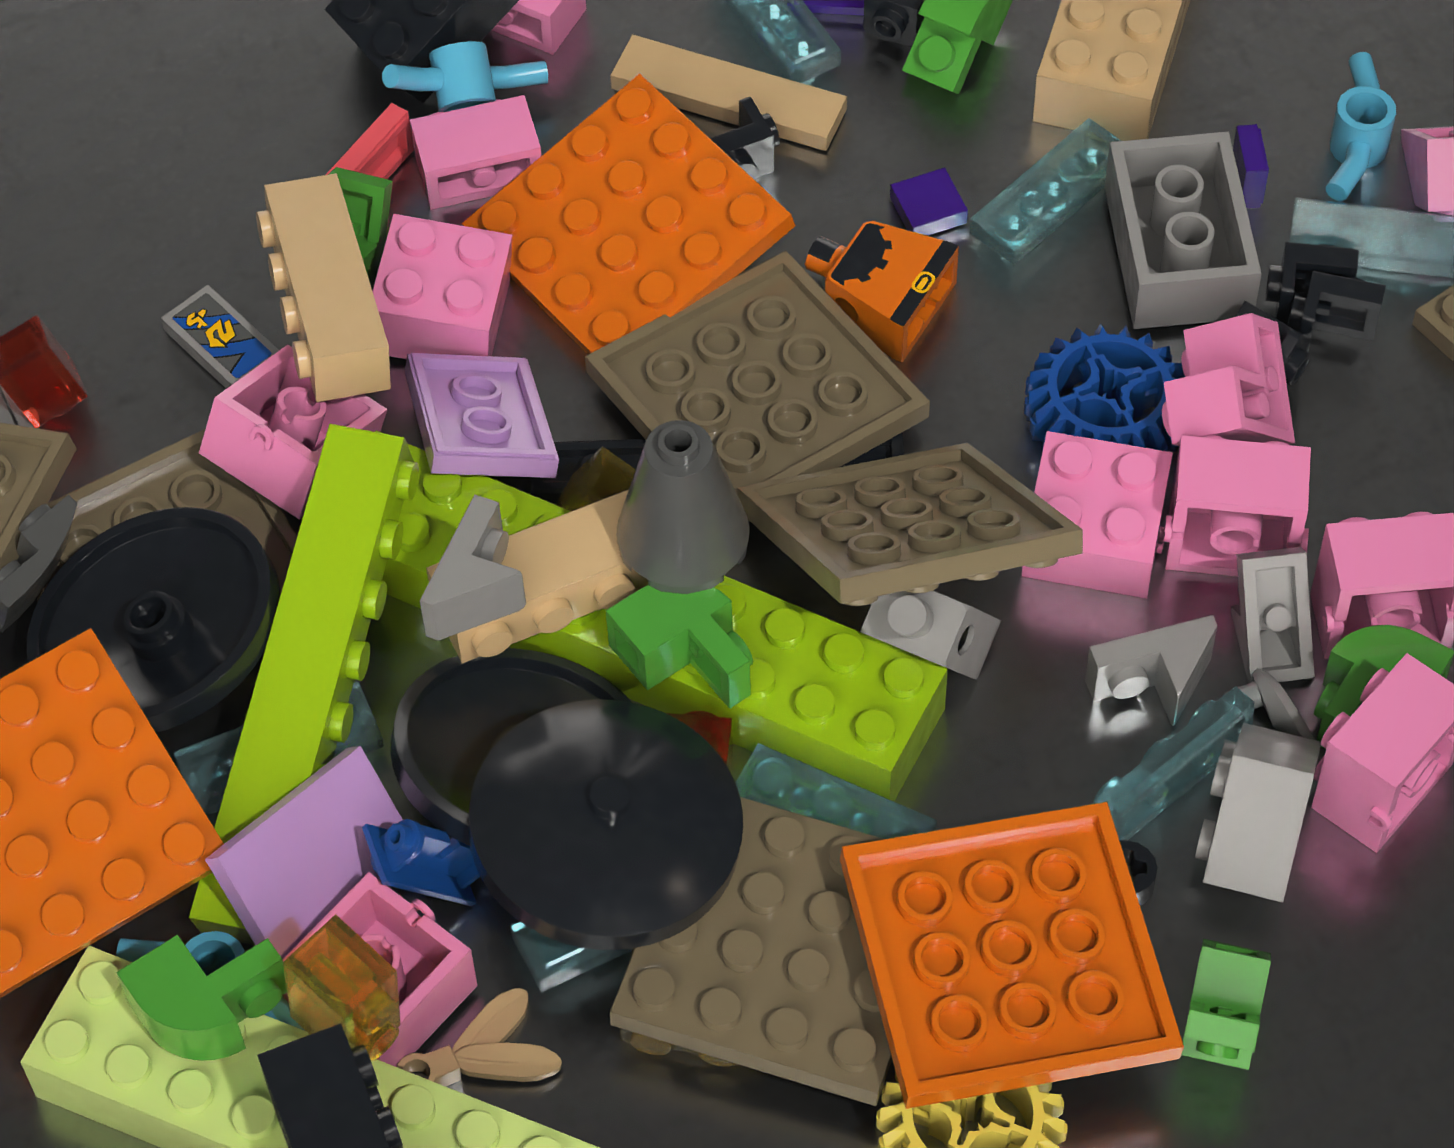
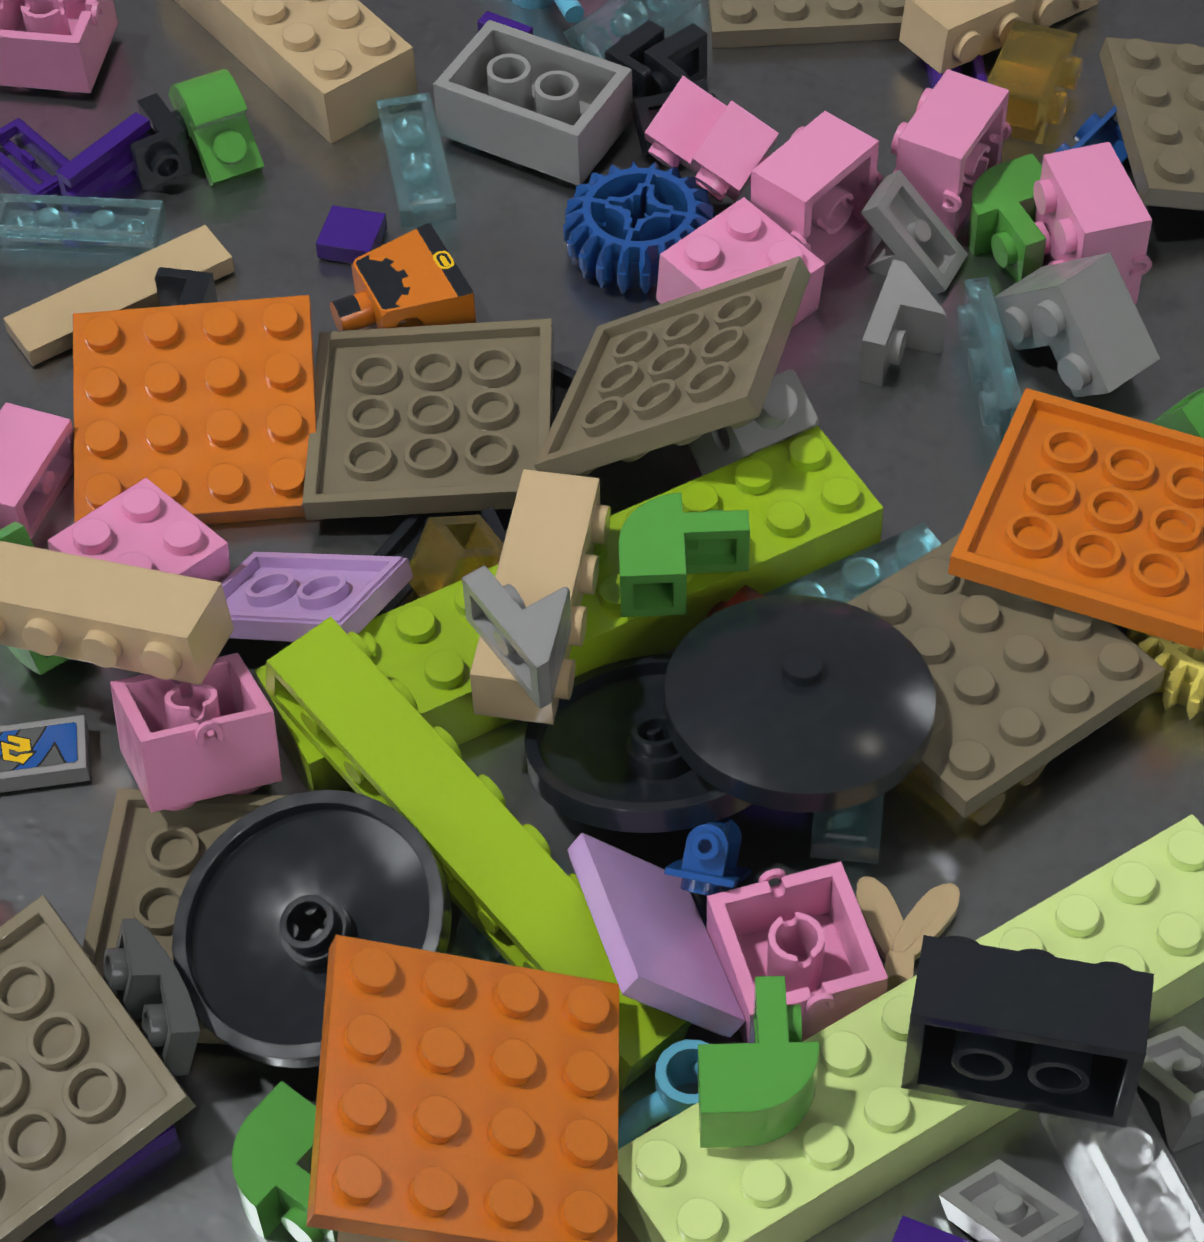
camera: 55 degrees left, 5 degrees down
(345, 982) = (858, 945): clear yellow brick -> none
(682, 513) = (593, 457): dark grey cone -> none
(1282, 712) = (956, 278): light grey bar -> none

